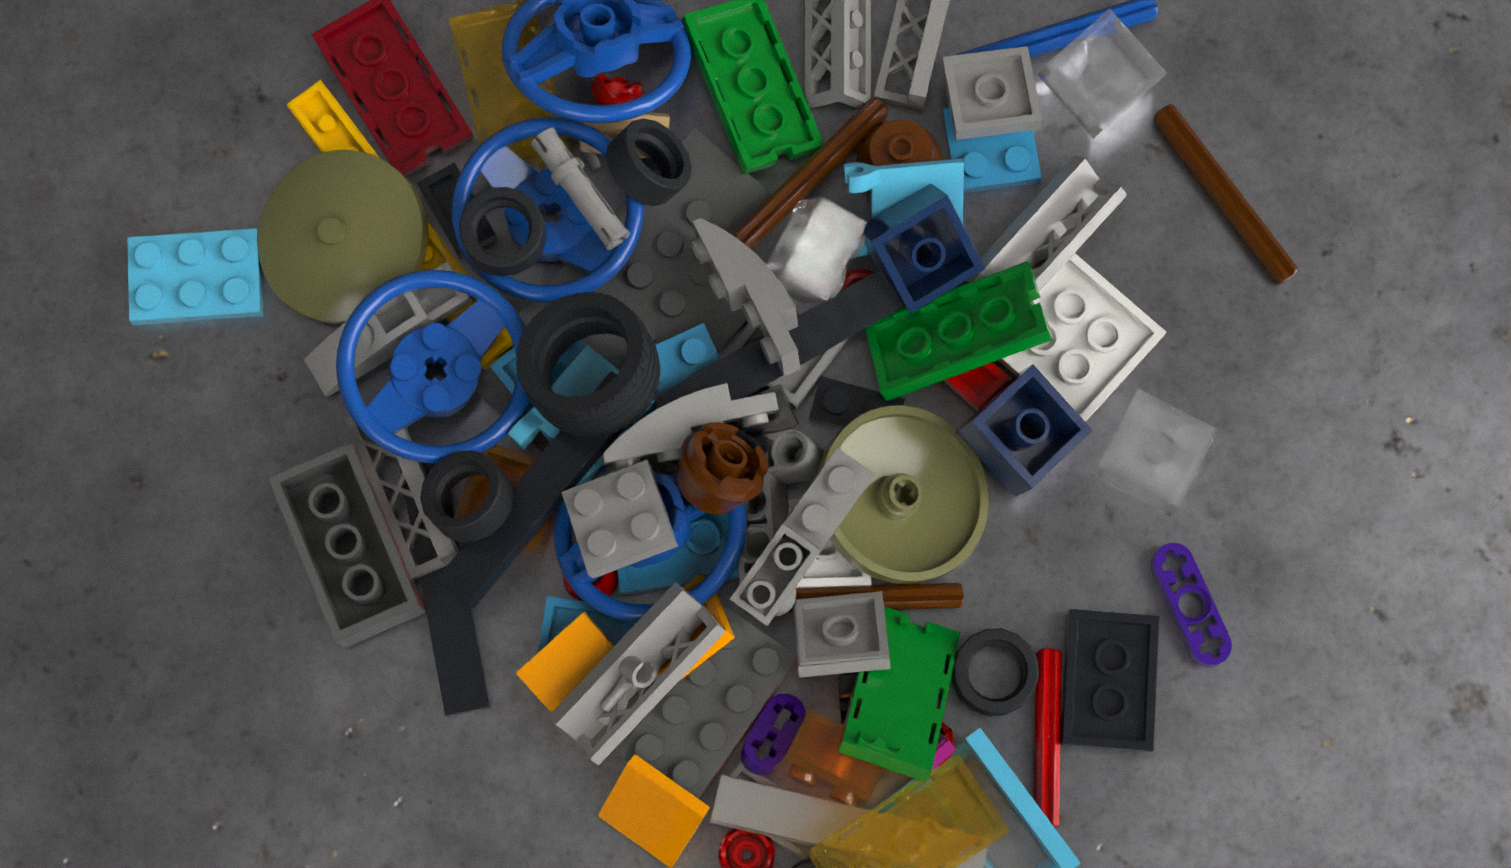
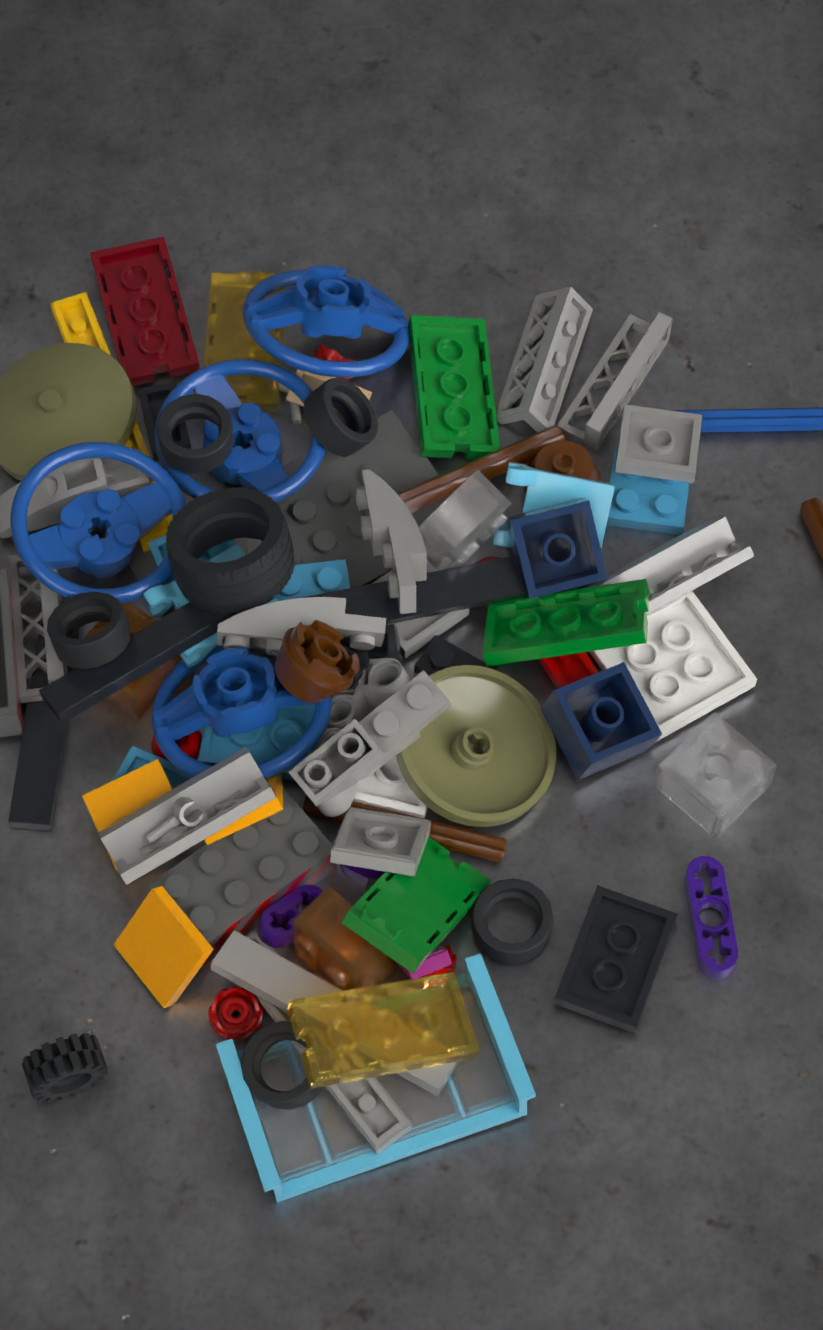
camera: 15 degrees right, 15 degrees down
(571, 176) = (268, 405): light grey pin -> none
(619, 519) = (214, 680): light grey plate -> none
(1048, 733) = (545, 987): red axle -> none
(1101, 73) = (761, 453): clear brick -> none

